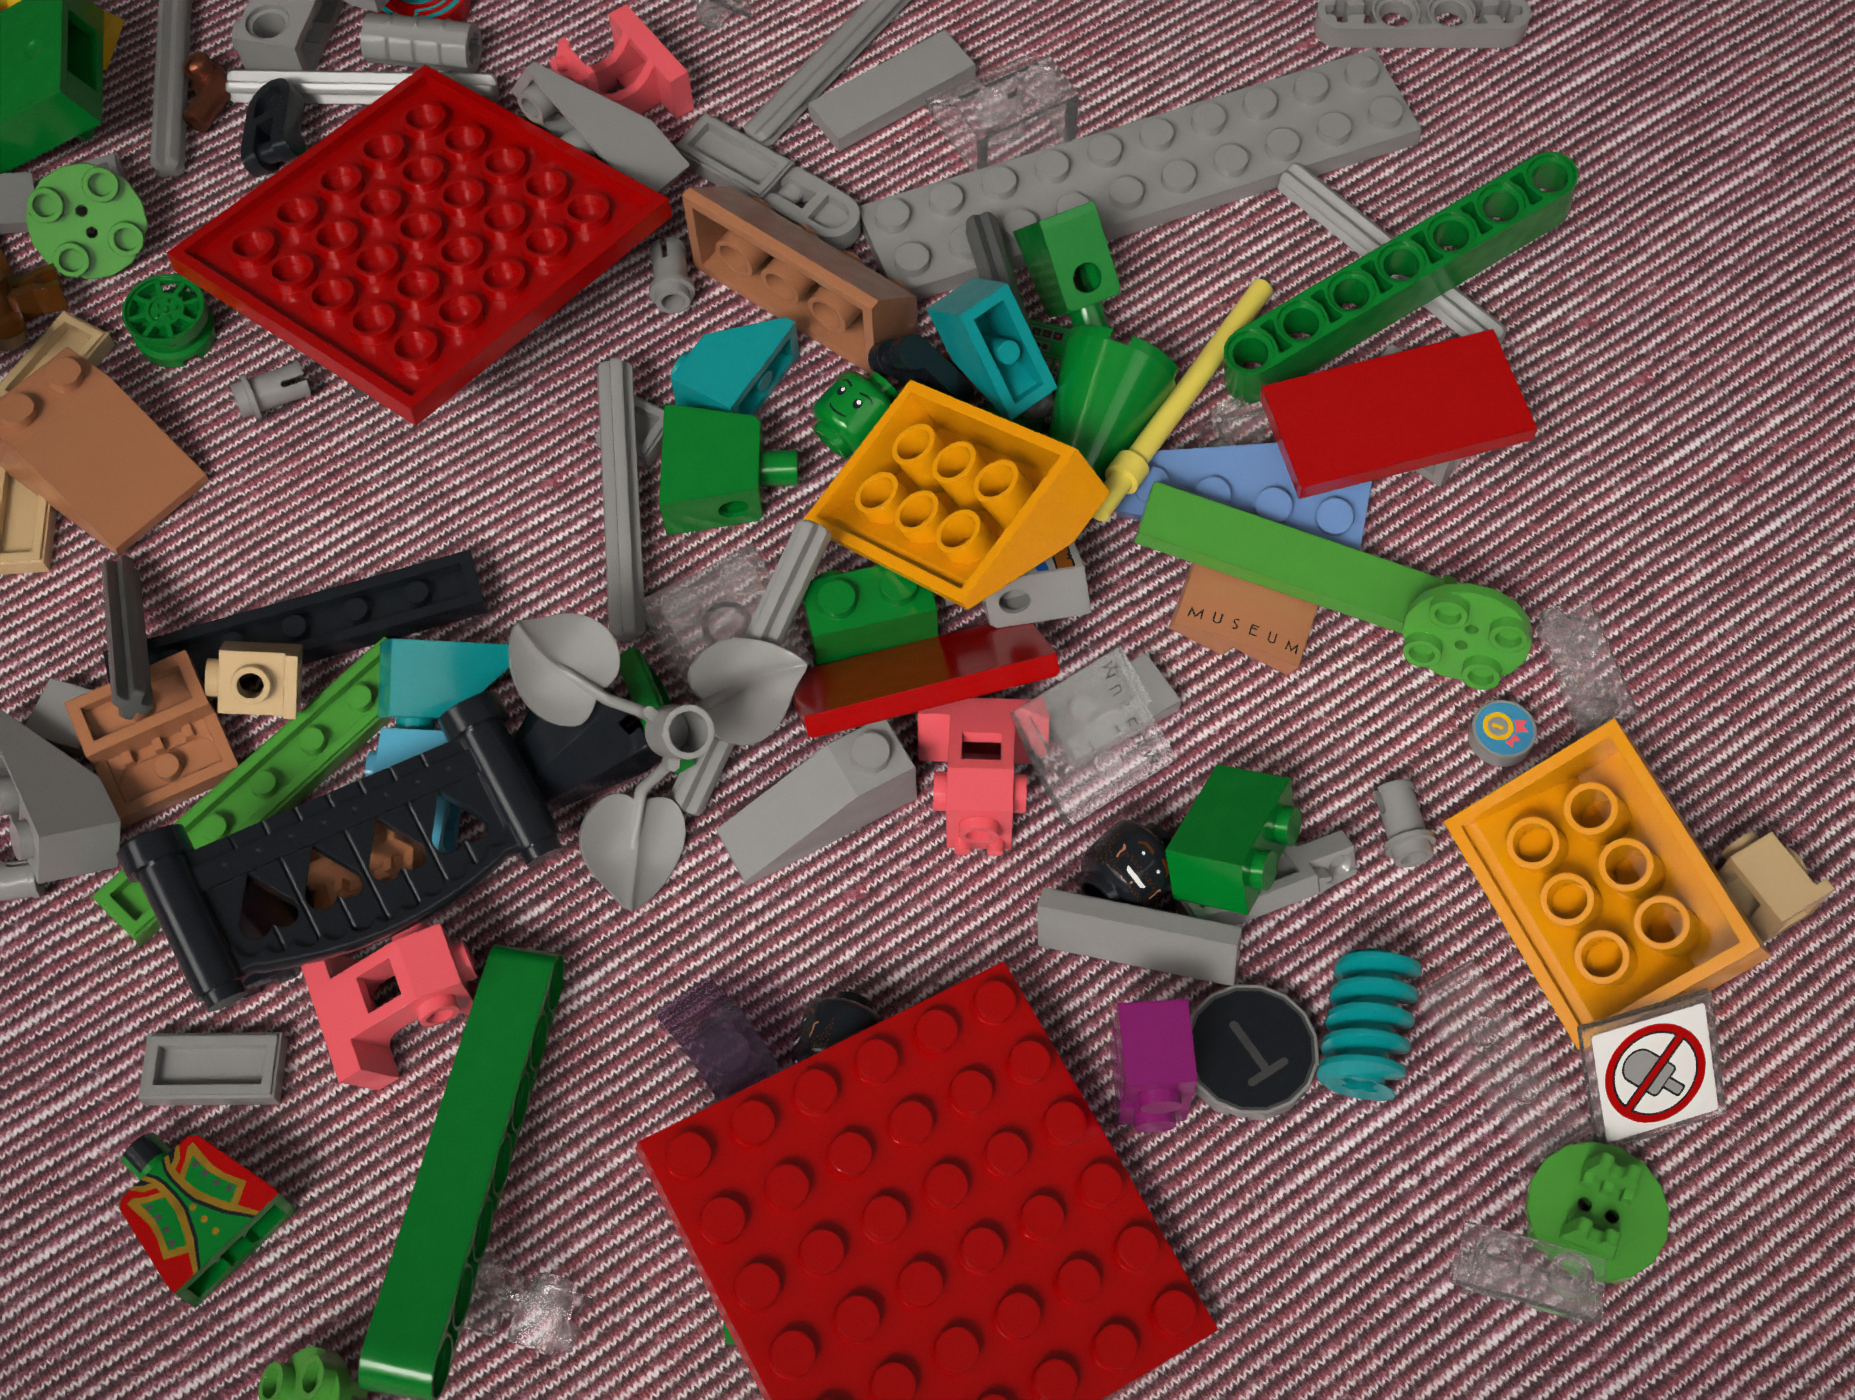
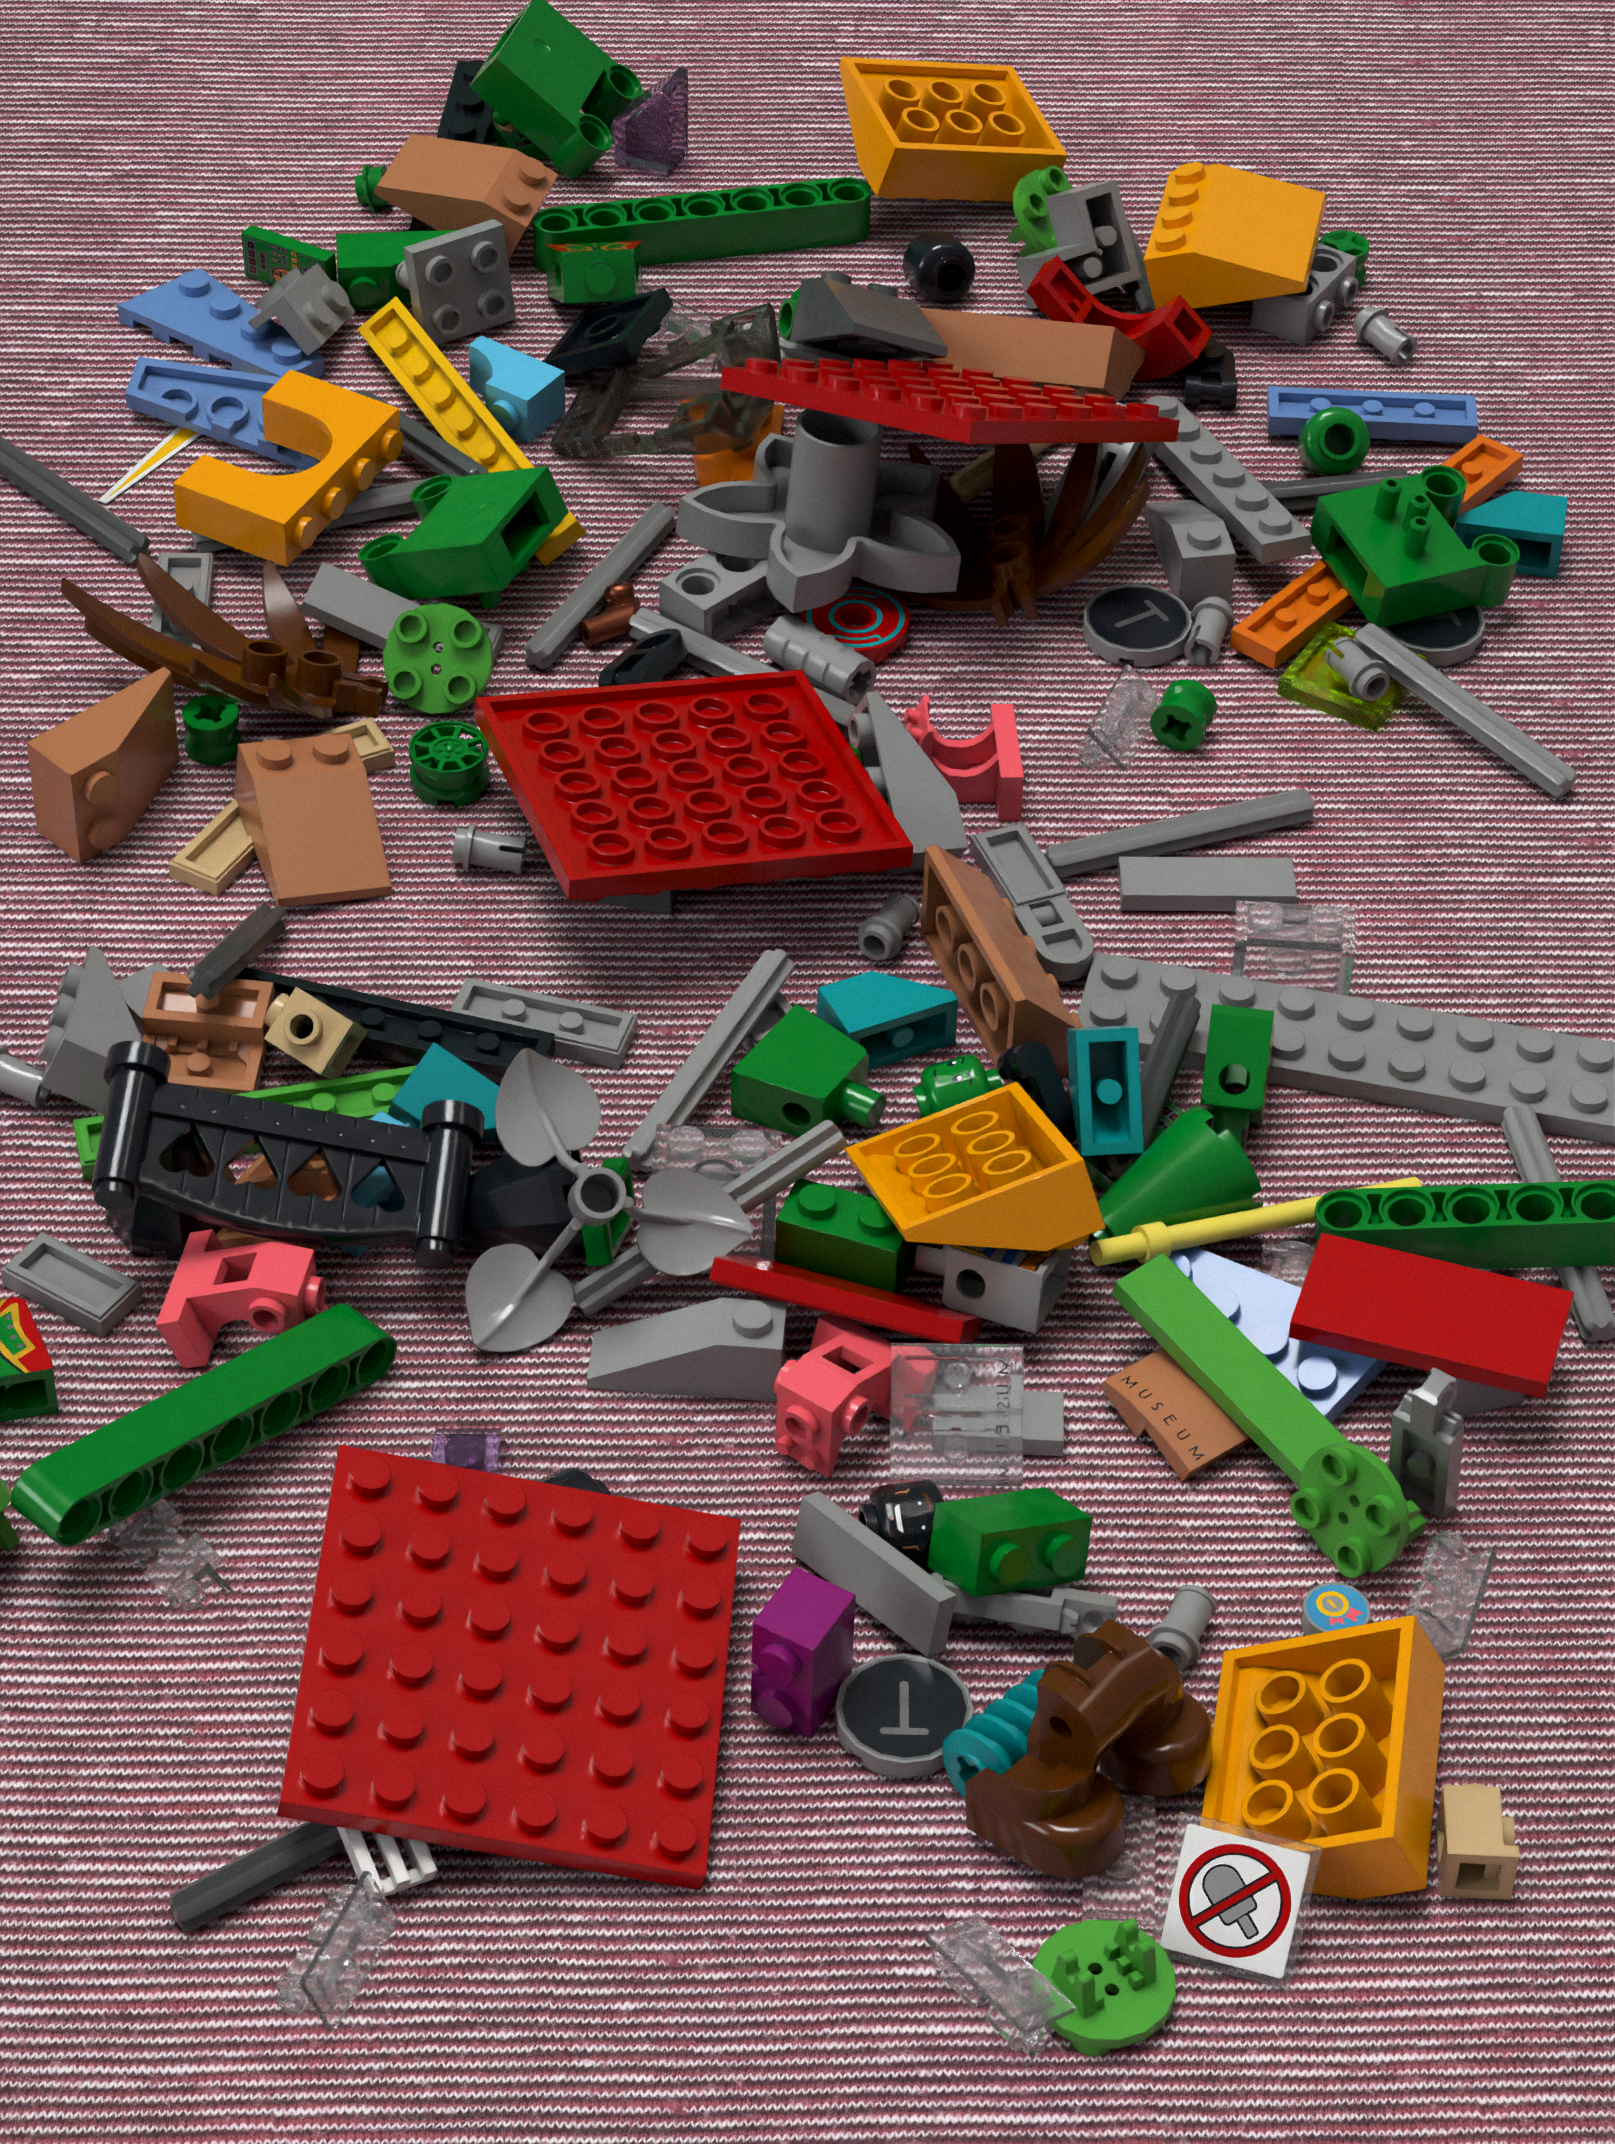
camera: 30 degrees right, 20 degrees down
(484, 525) = (580, 1029): none -> light grey tile
(1460, 1064) = (1111, 1707): none -> reddish brown piece
(1490, 540) = (1428, 1445): none -> light grey hinge

